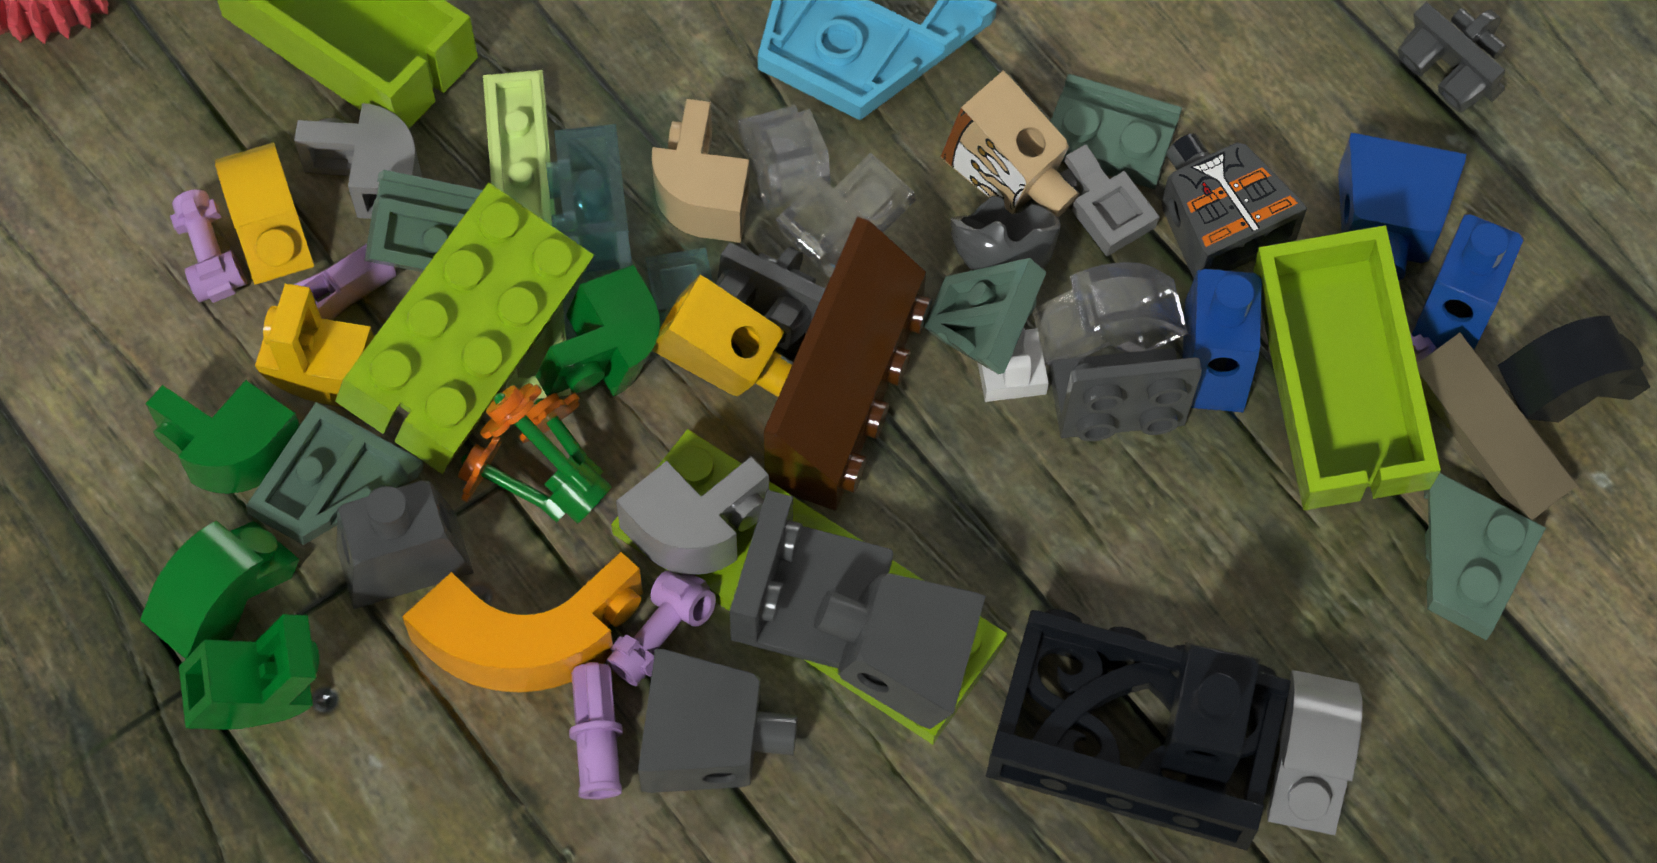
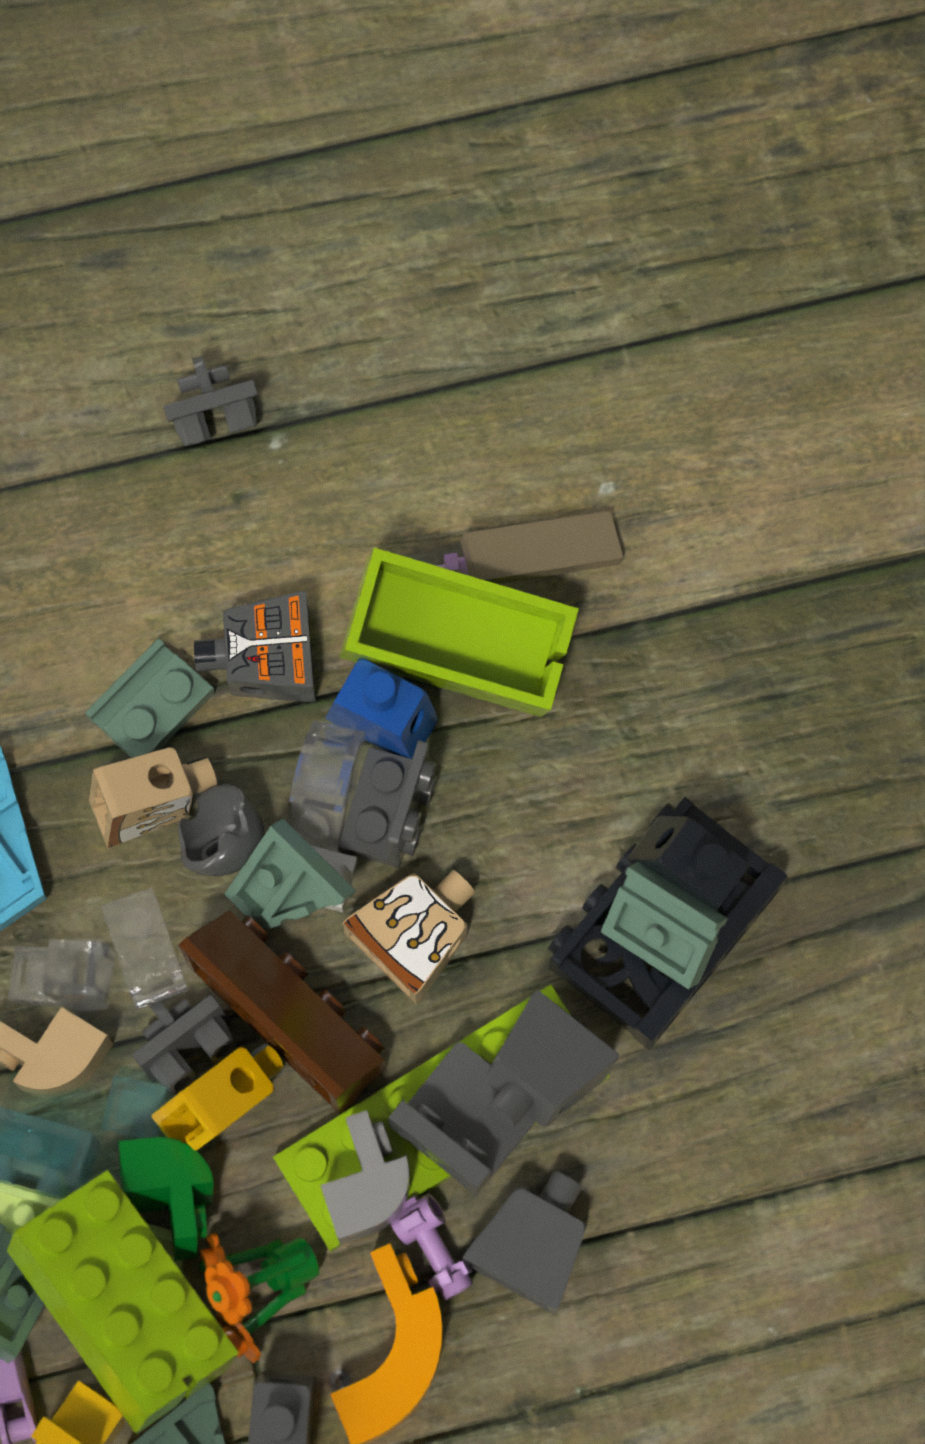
camera: 65 degrees left, 10 degrees up
(595, 731) = (498, 1330): lavender axle -> none
(995, 468) = (412, 930): none -> torso
(1107, 208) = (226, 736): light grey plate -> none
(1126, 705) = (663, 925): none -> sand green plate
(1316, 753) = (739, 801): light grey brick -> none
(1400, 188) = (319, 518): blue torso -> none
(1473, 273) = (418, 501): blue torso -> none
(1474, 555) = (632, 611): sand green wing -> none
(1572, 368) = (523, 465): black brick -> none

